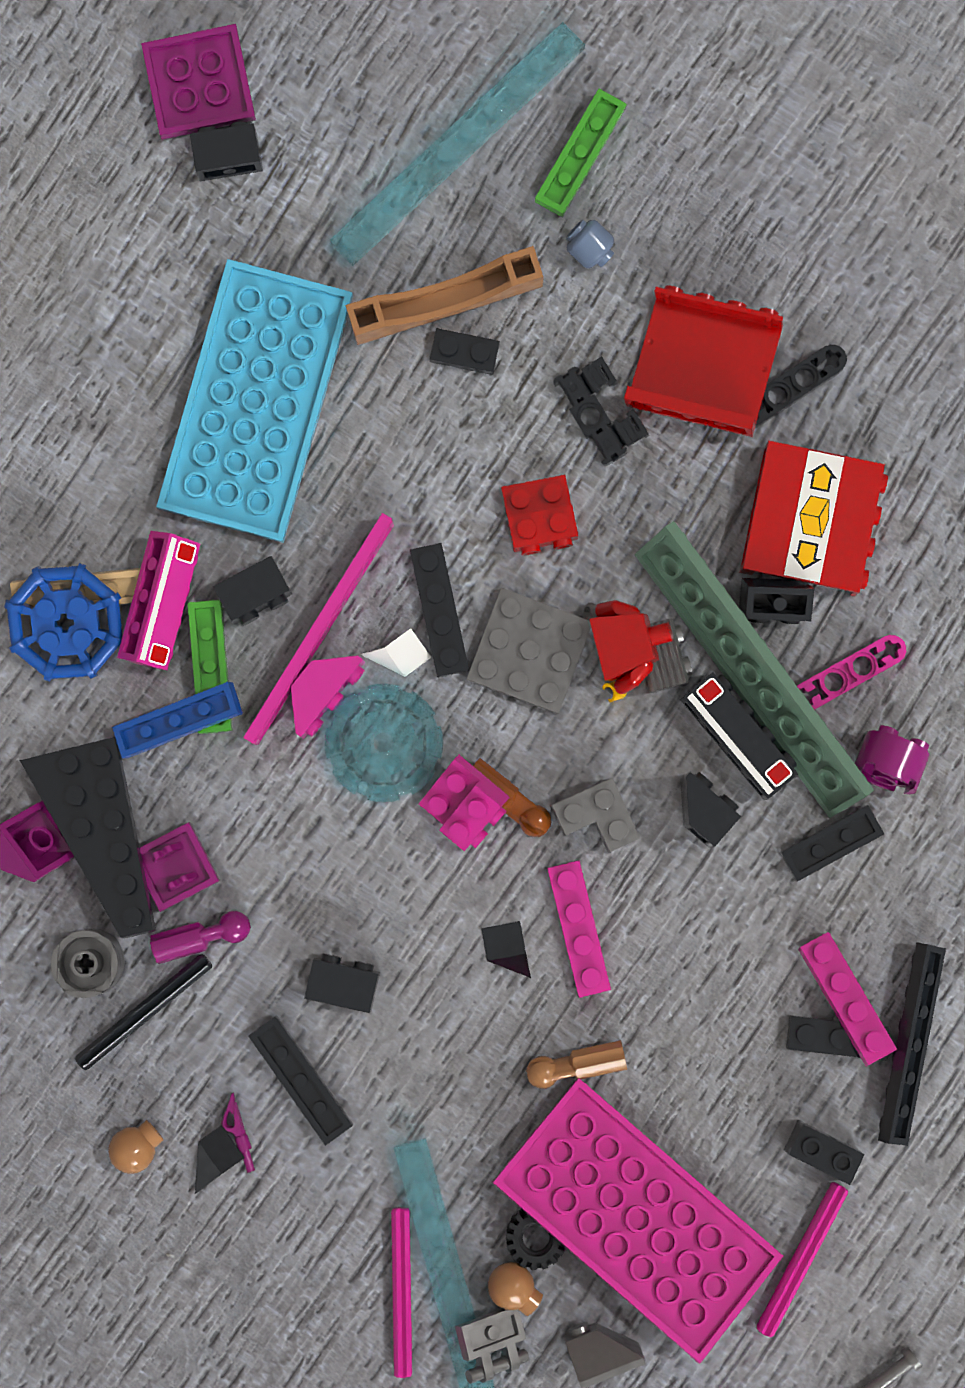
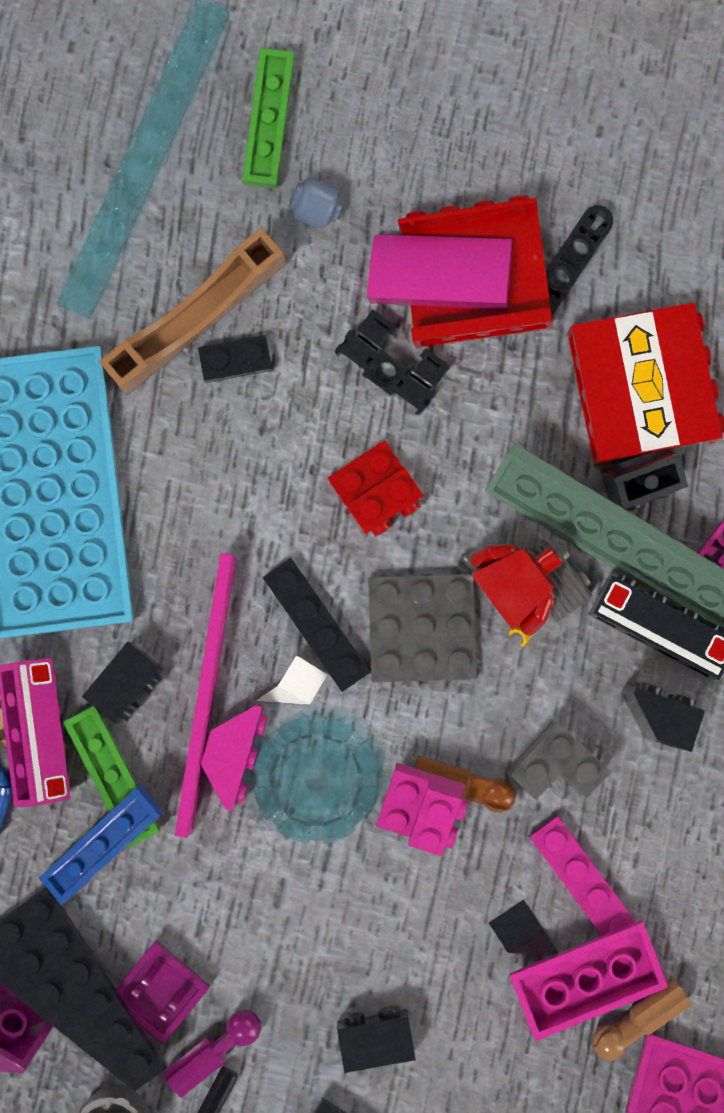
camera: 30 degrees left, 0 degrees up
(546, 1009) = (588, 980): none -> dark pink slope
(674, 347) = (439, 271): none -> dark pink slope

